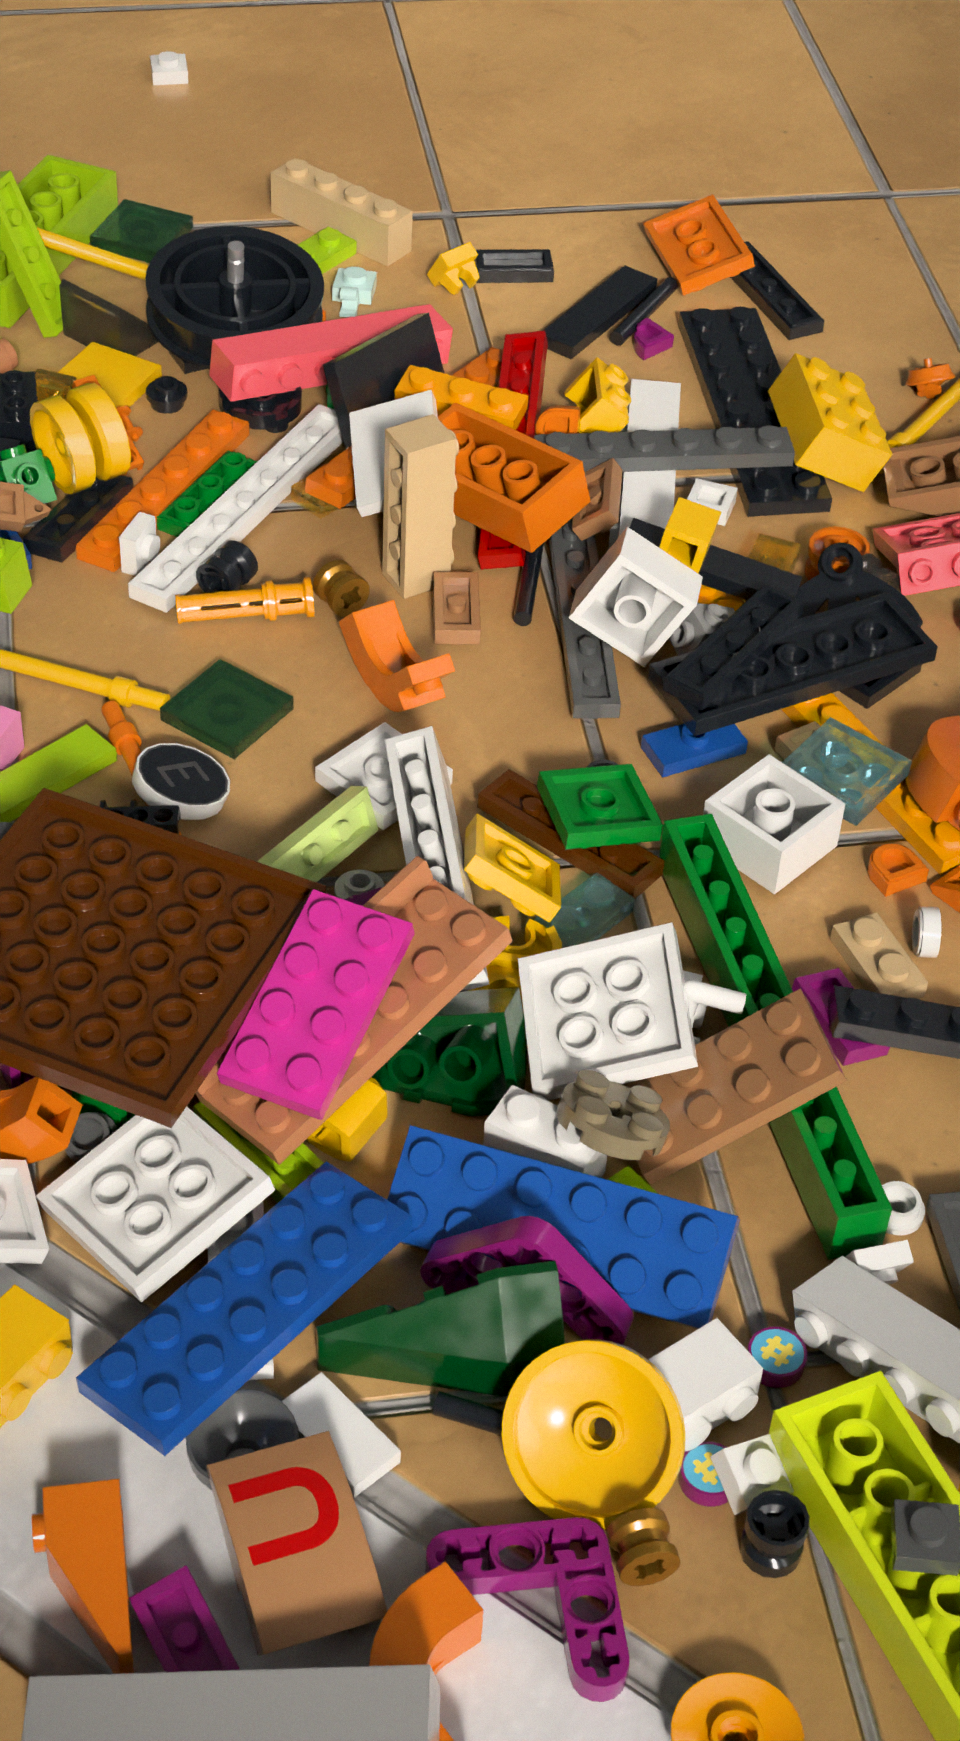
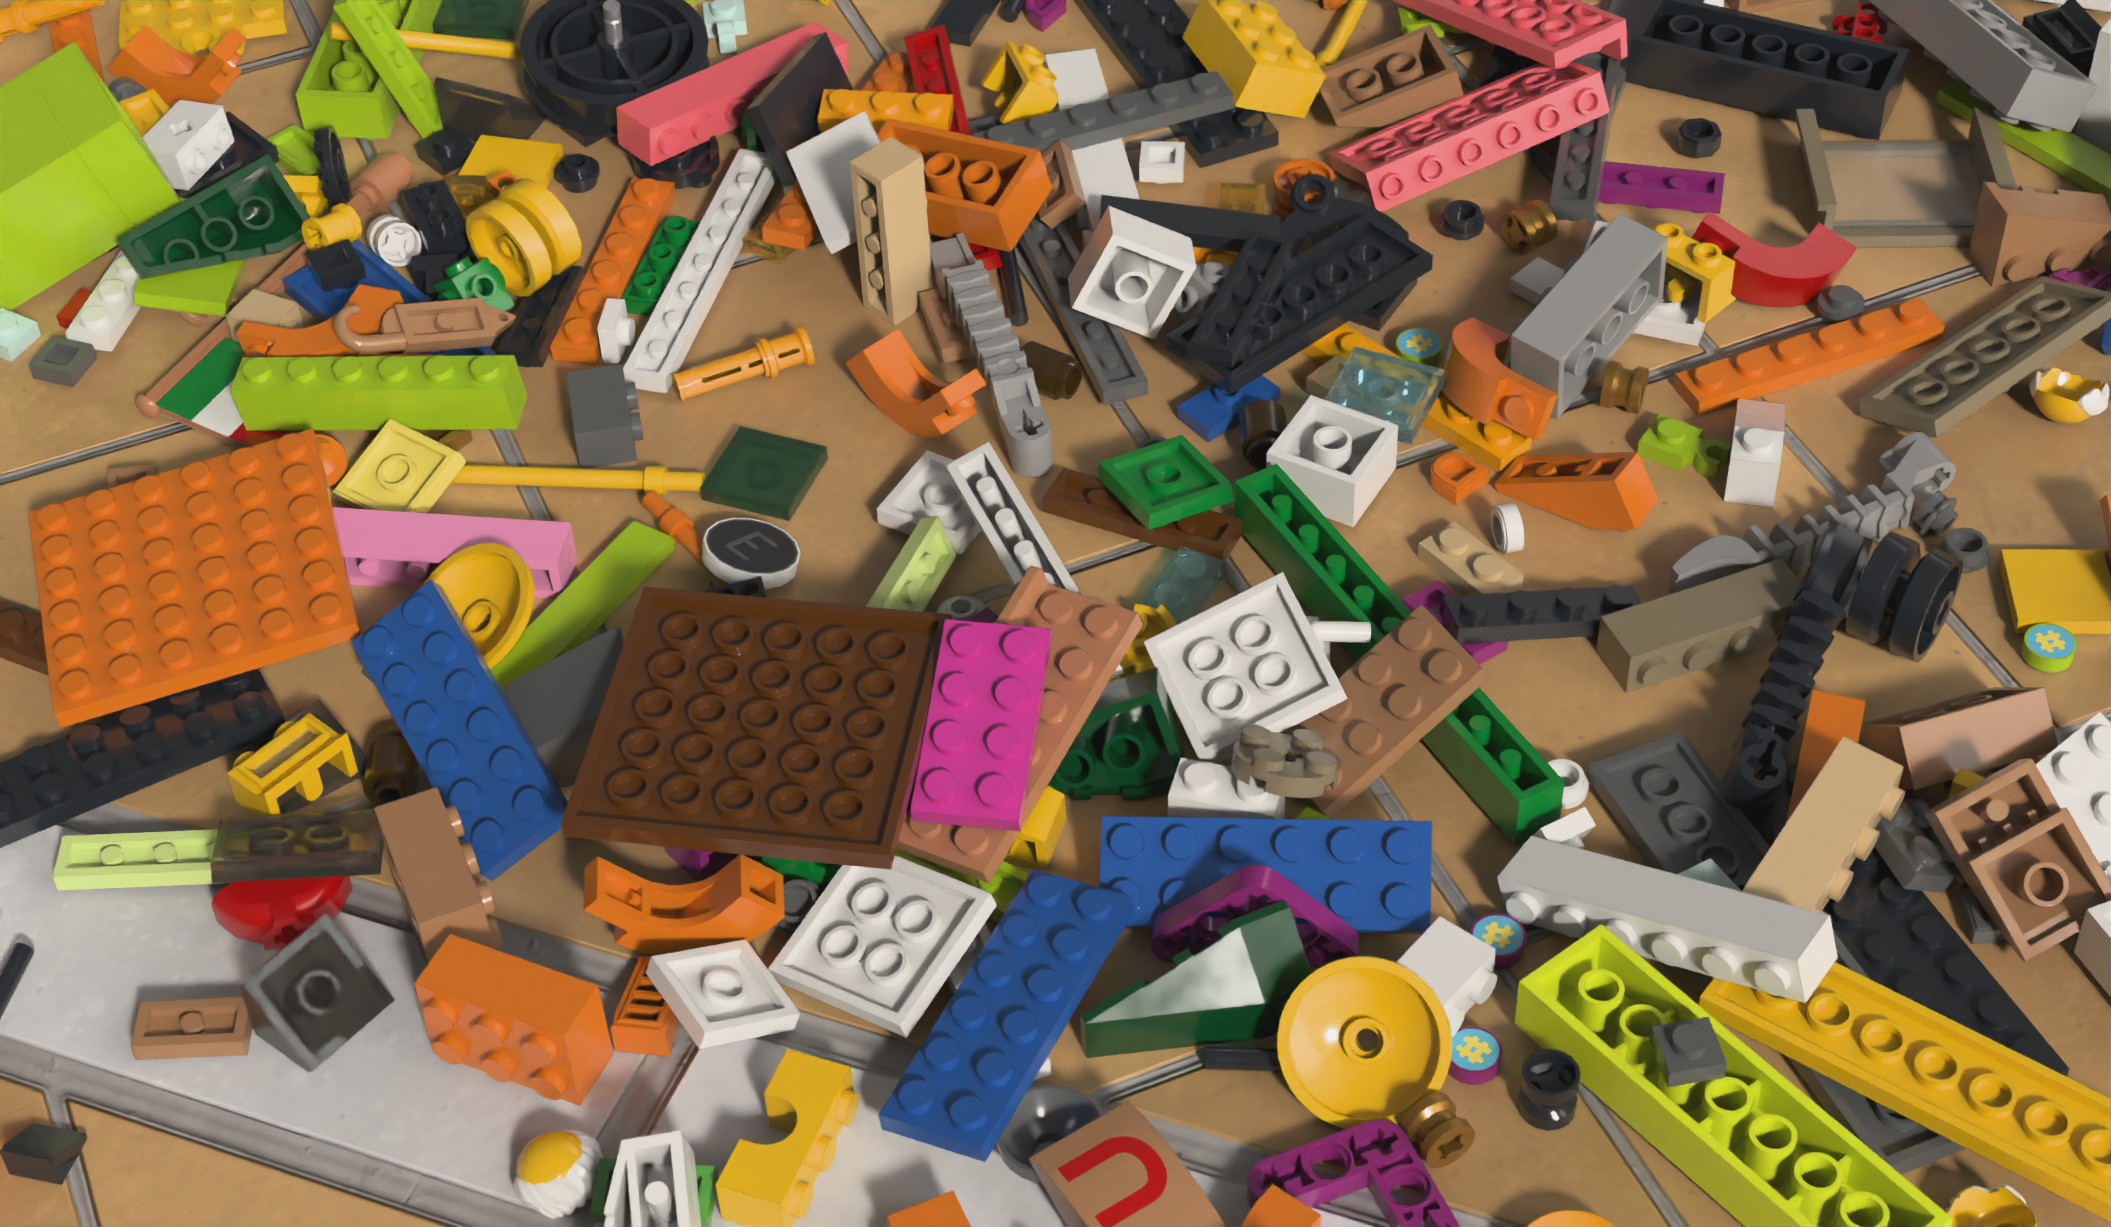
camera: 10 degrees left, 0 degrees up
(55, 348) = (445, 150): none -> black plate
(96, 620) = (602, 416): none -> dark grey brick
(228, 569) = (713, 335): black wheel -> none
(341, 587) = (833, 329): pearl gold wheel -> none
(360, 1444) = (1111, 1087): white tile -> none
(480, 648) = (998, 354): none -> light grey piece
(512, 868) = (1105, 559): yellow plate -> none
(527, 673) = (1053, 370): none -> dark brown brick
(559, 419) = (990, 113): orange tile -> none
(690, 533) = (1165, 197): yellow brick -> none
(712, 772) = (1259, 428): none -> dark brown brick
(750, 1470) = (1509, 1042): white plate -> none
(900, 733) = (1420, 346): none -> tile

